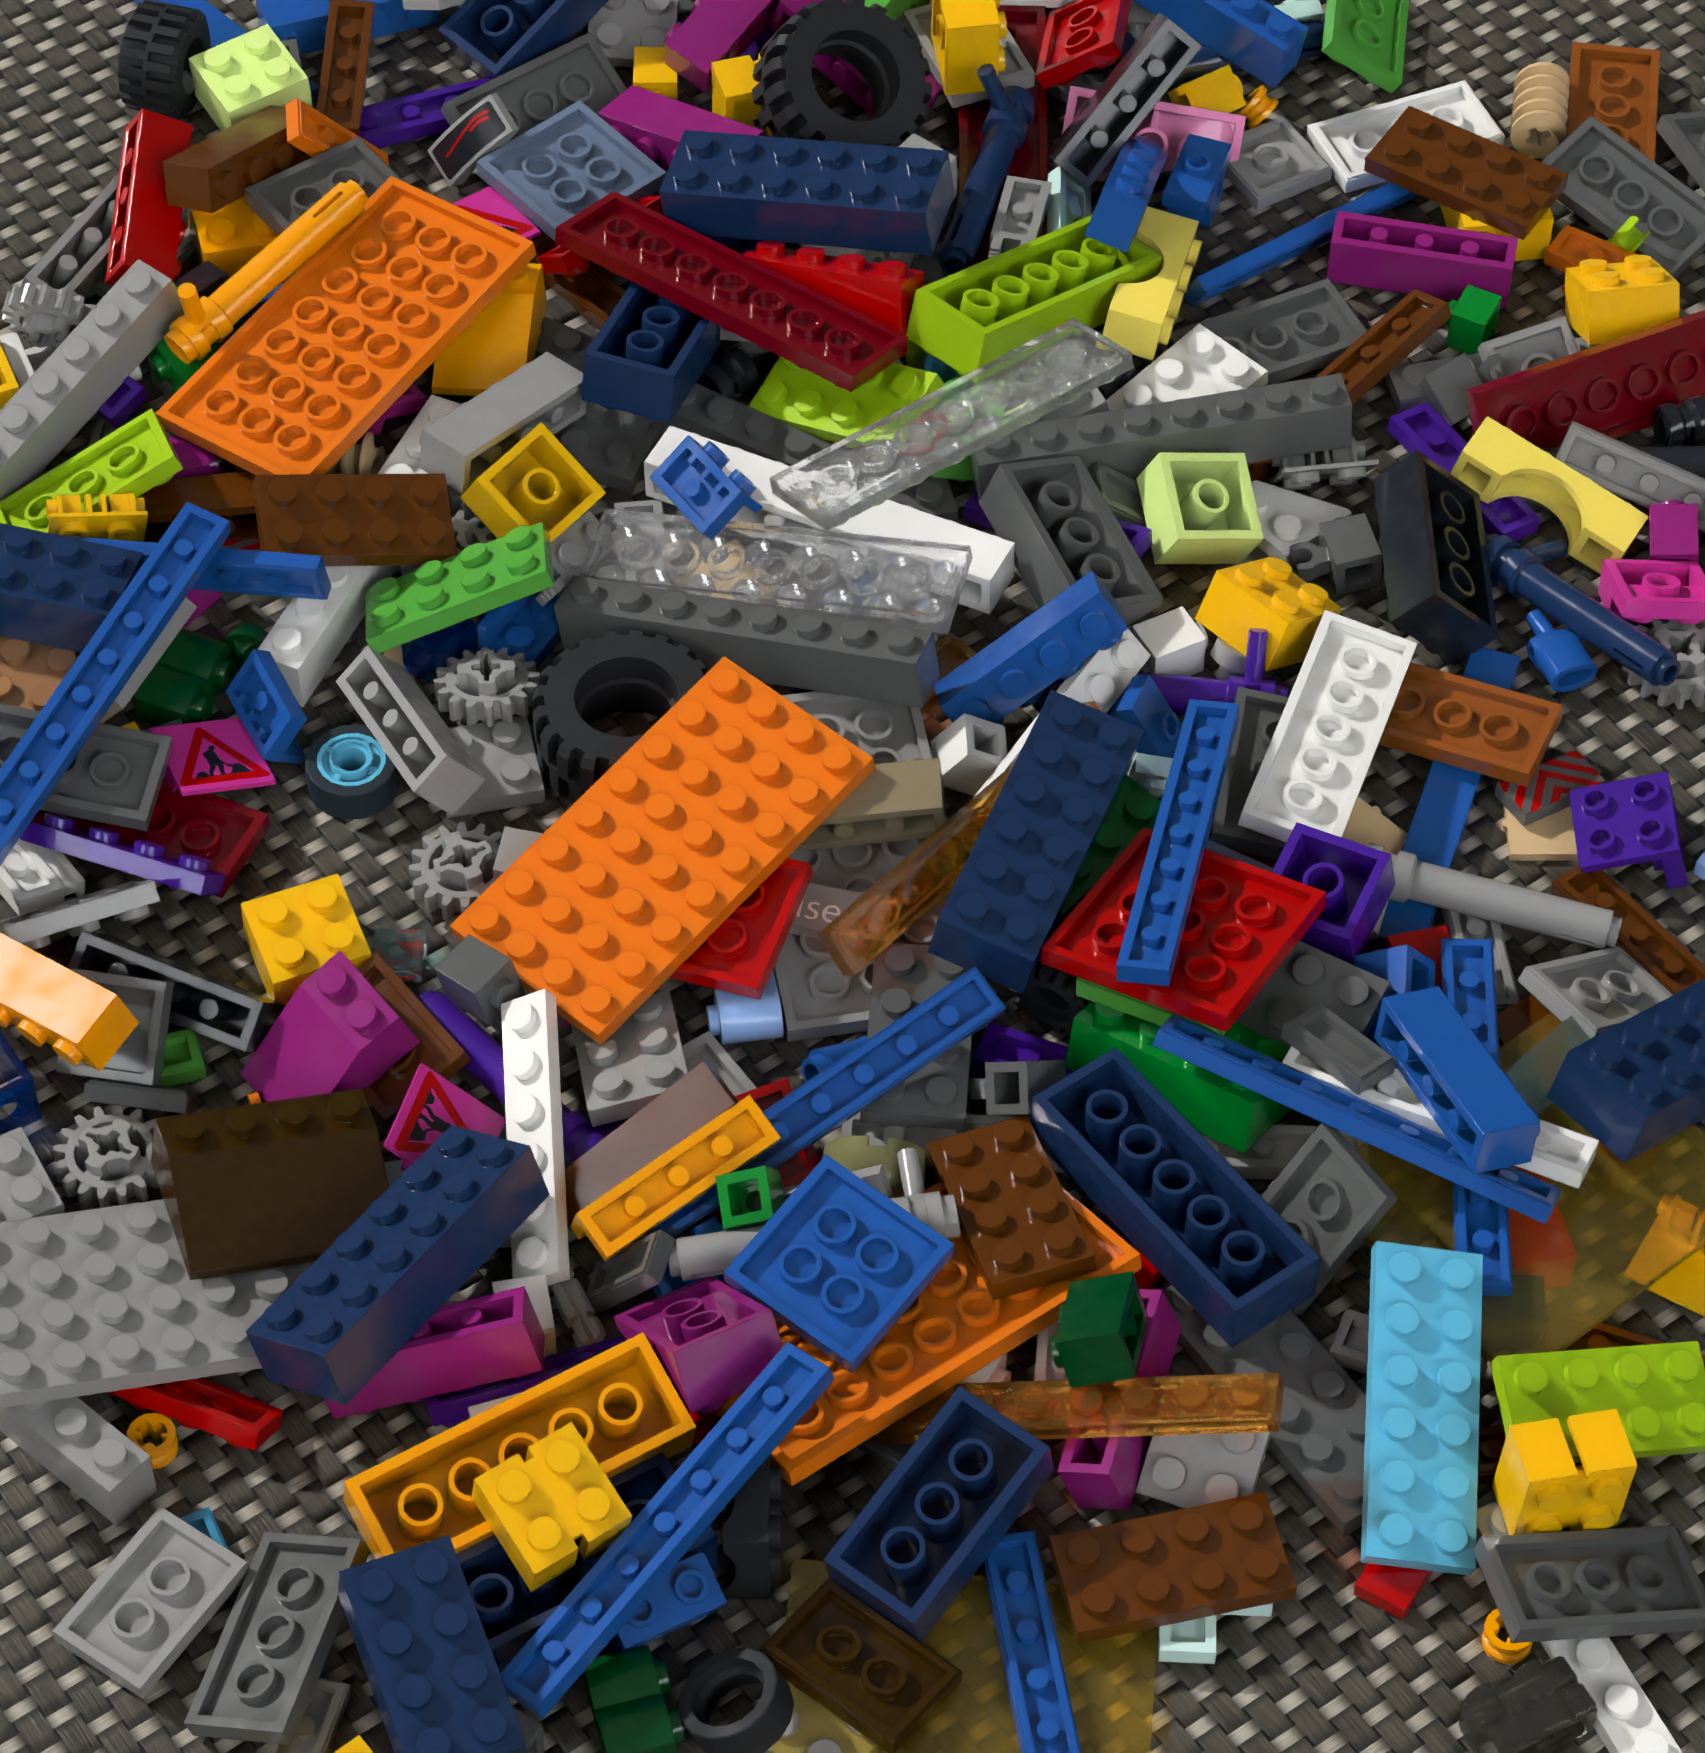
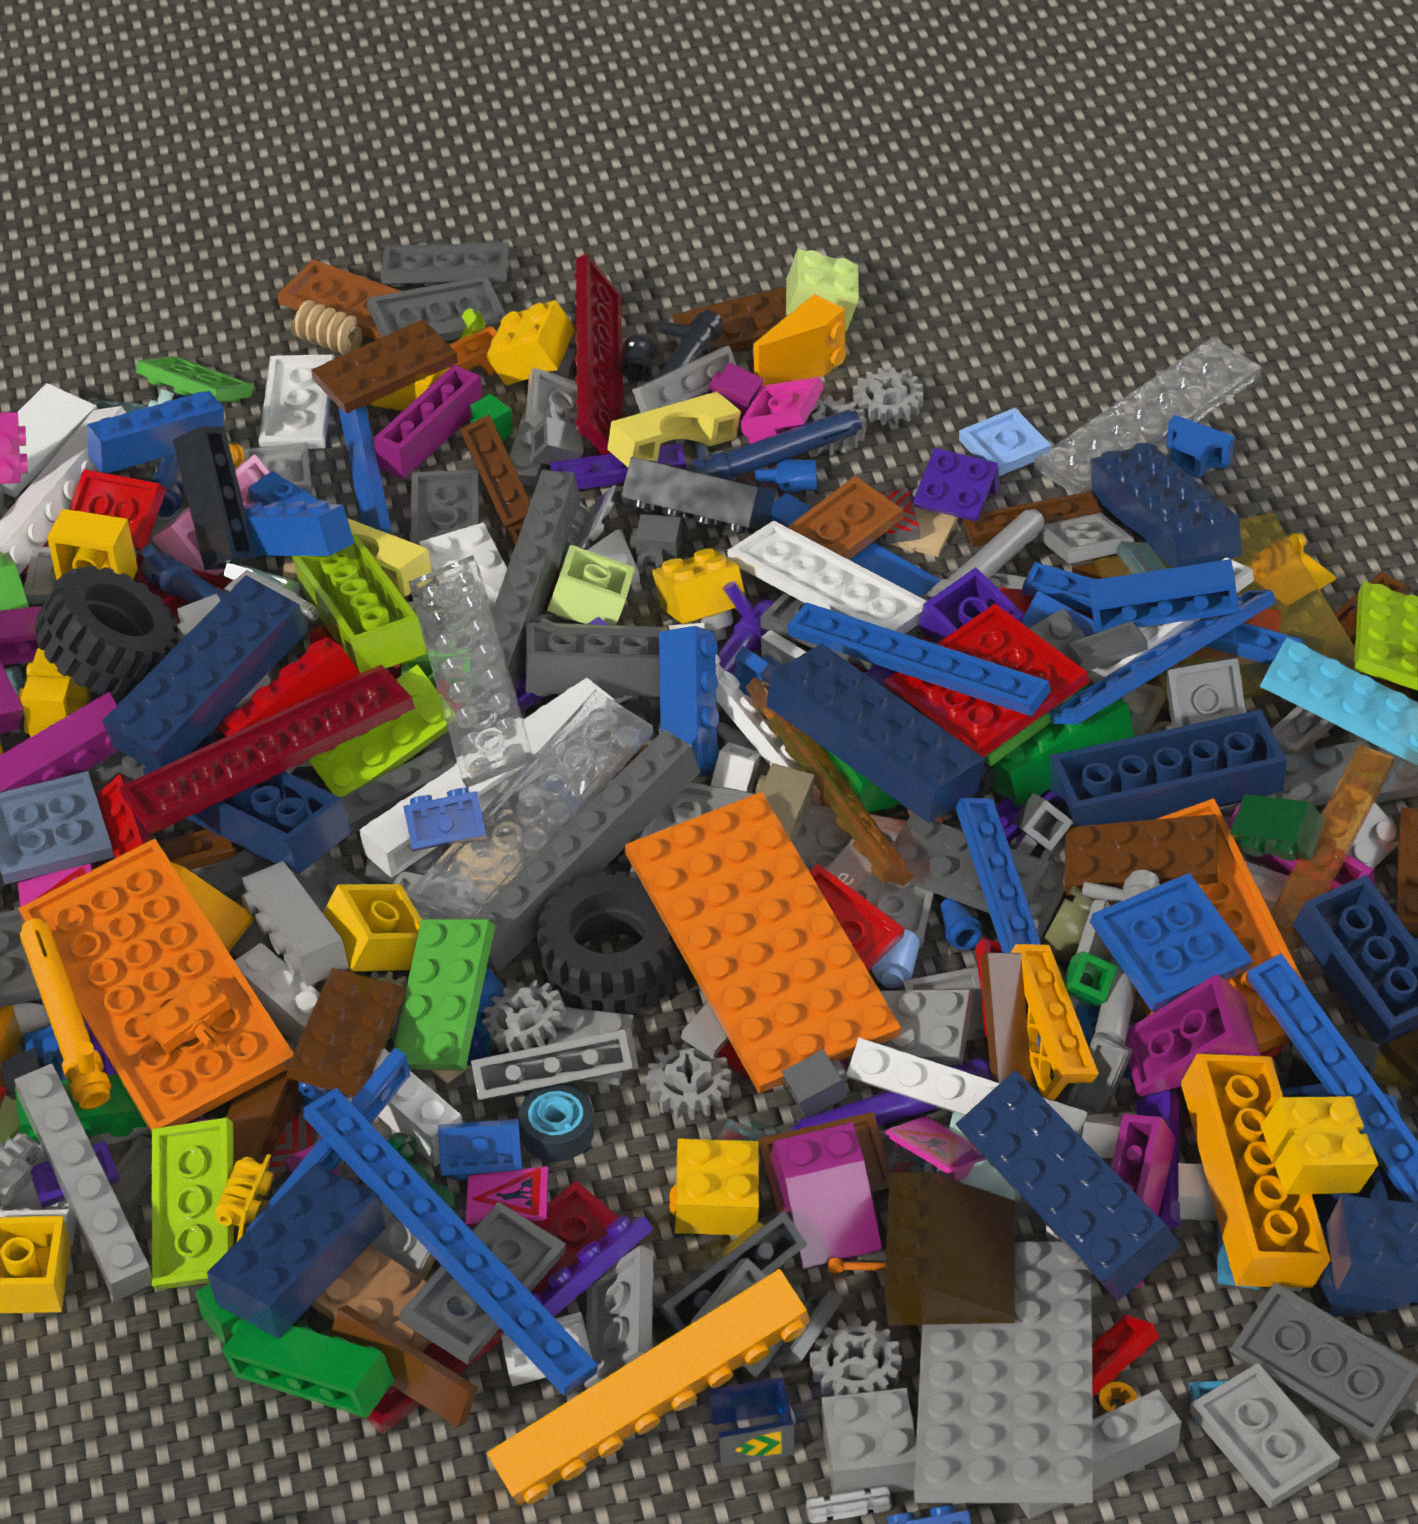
camera: 65 degrees left, 5 degrees down
(302, 373) = (189, 1017): none -> orange plate

